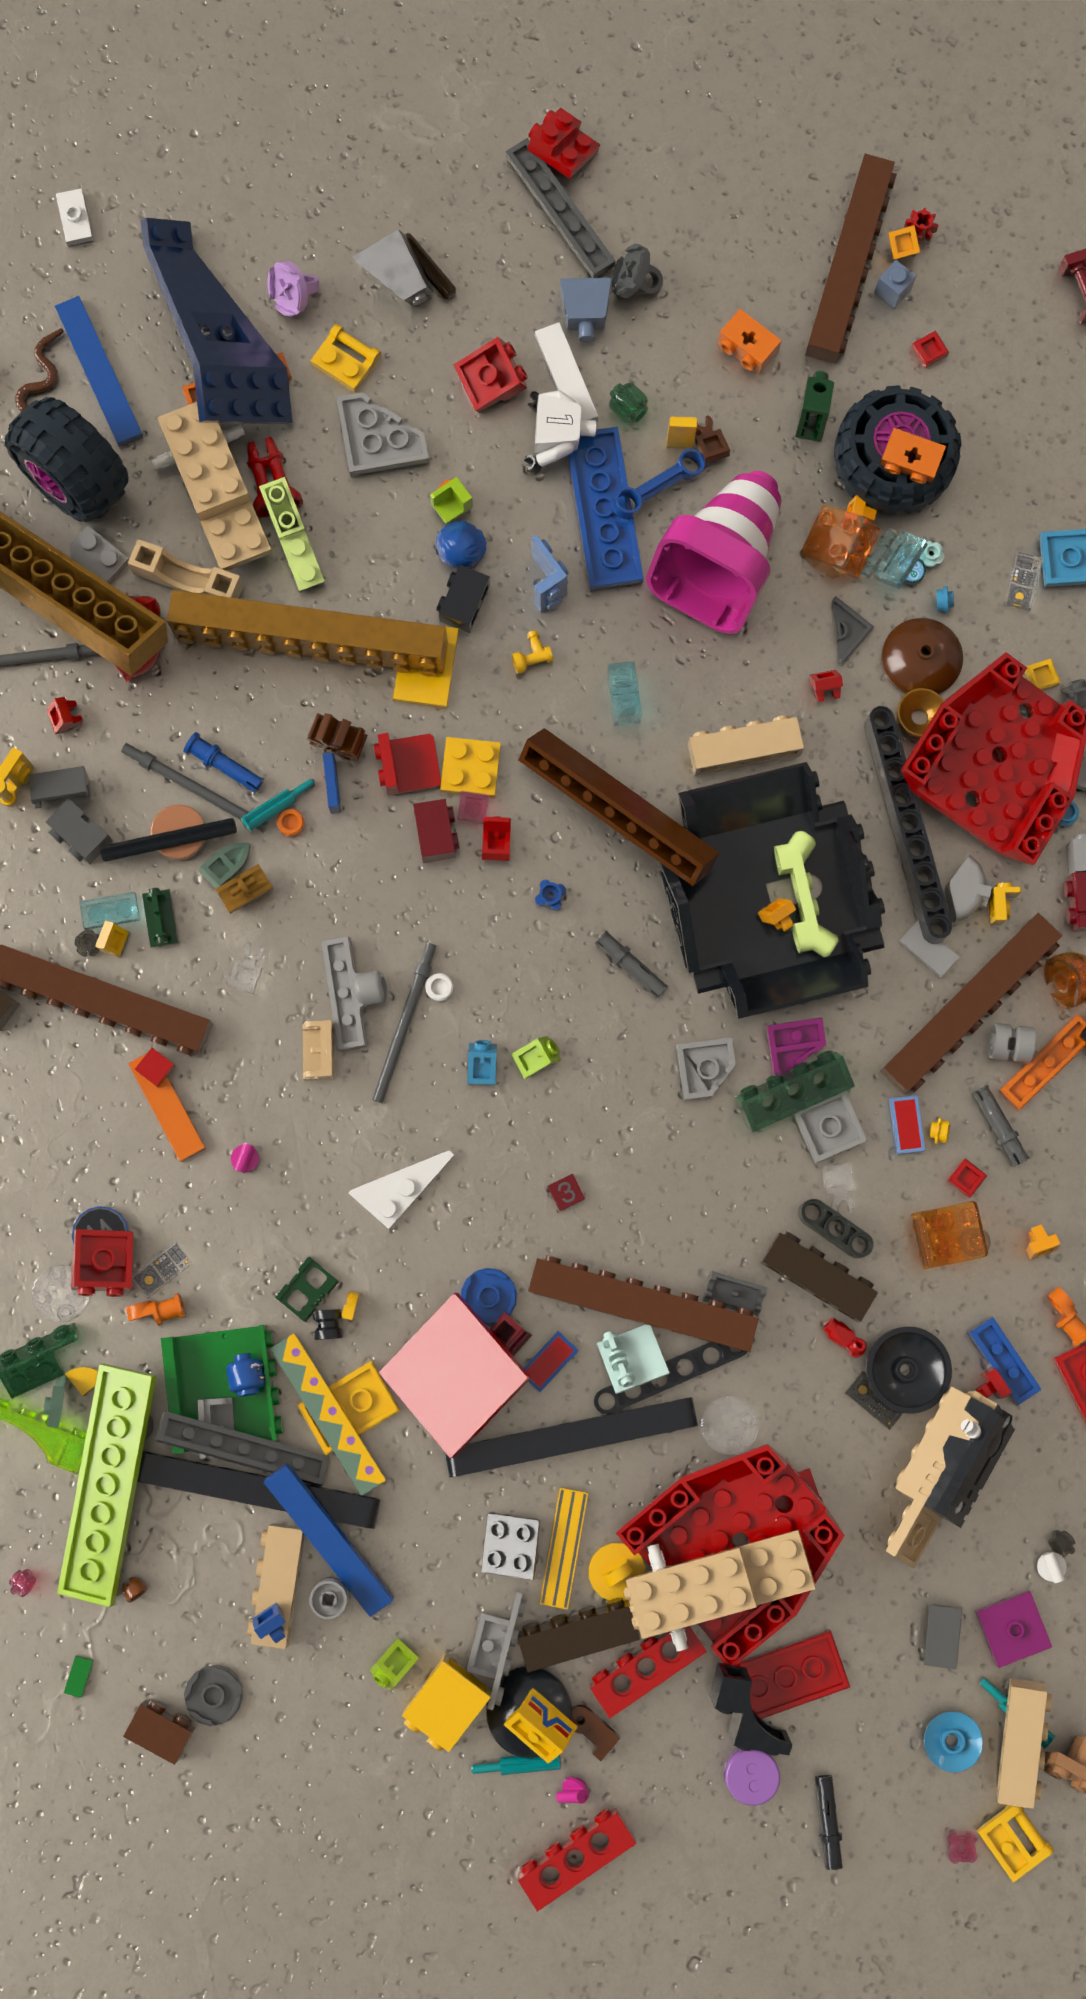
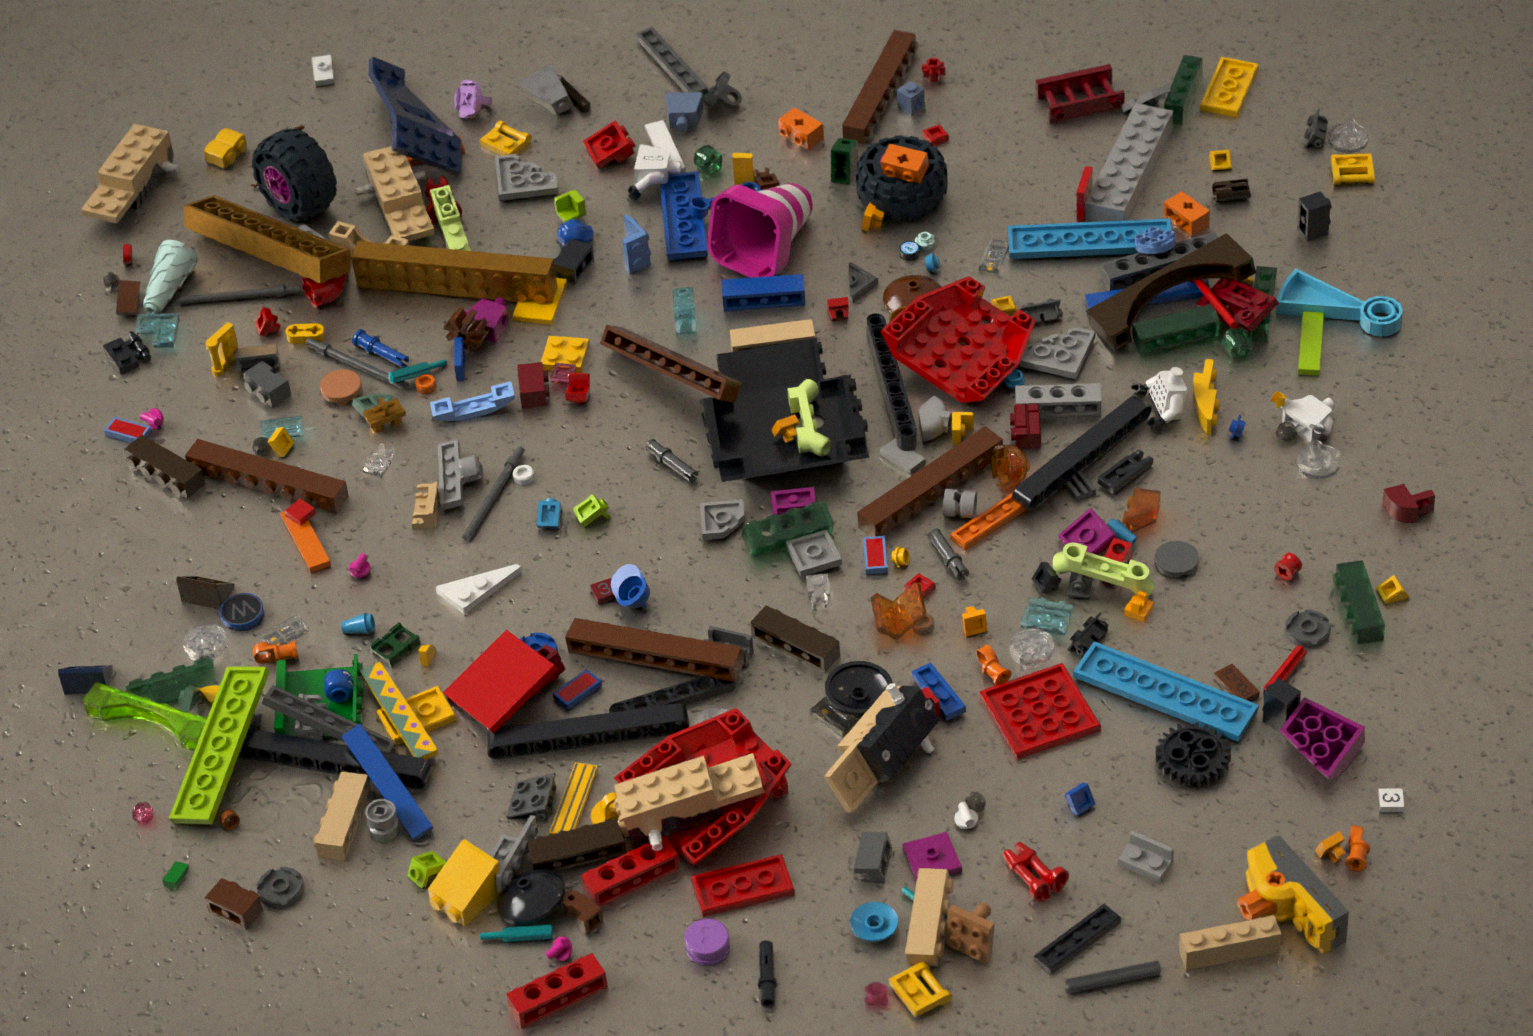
camera: 10 degrees right, 35 degrees down
(49, 1198) = (203, 591): none -> dark brown slope
(99, 371) = (320, 132): blue tile -> none
(102, 1262) = (239, 617): red plate -> none
(117, 725) = (301, 332): none -> yellow beam
(159, 917) = (318, 432): dark green hinge -> none
(168, 839) = (332, 384): black axle -> none
(258, 1259) = (359, 625): none -> dark azure cone
(270, 1622) = (332, 821): blue tile -> none
(327, 1324) = (407, 661): black wheel -> none
(359, 865) = (475, 406): none -> light blue slope
(362, 705) = (495, 314): none -> magenta torso
(407, 763) = (515, 349): red bracket -> none
(539, 654) = (624, 292): yellow piece -> none
(541, 1726) = (535, 887): yellow panel -> none
(550, 887) = (615, 422): blue plate -> none
(561, 142) = (676, 27): red plate -> none
(601, 1198) = (630, 587): none -> blue piece
(632, 1358) = (636, 685): light aqua hinge -> none
(725, 656) = (763, 292): none -> blue brick
(746, 1729) = (705, 903): black arch -> none
(841, 539) = (859, 227): clear orange bracket -> none
(844, 1337) = (811, 675): red arm -> none
(849, 1230) = (811, 610): pearl dark grey beam -> none
(899, 561) = (895, 238): clear light blue plate -> none
(903, 242) = (919, 74): light orange tile -> none

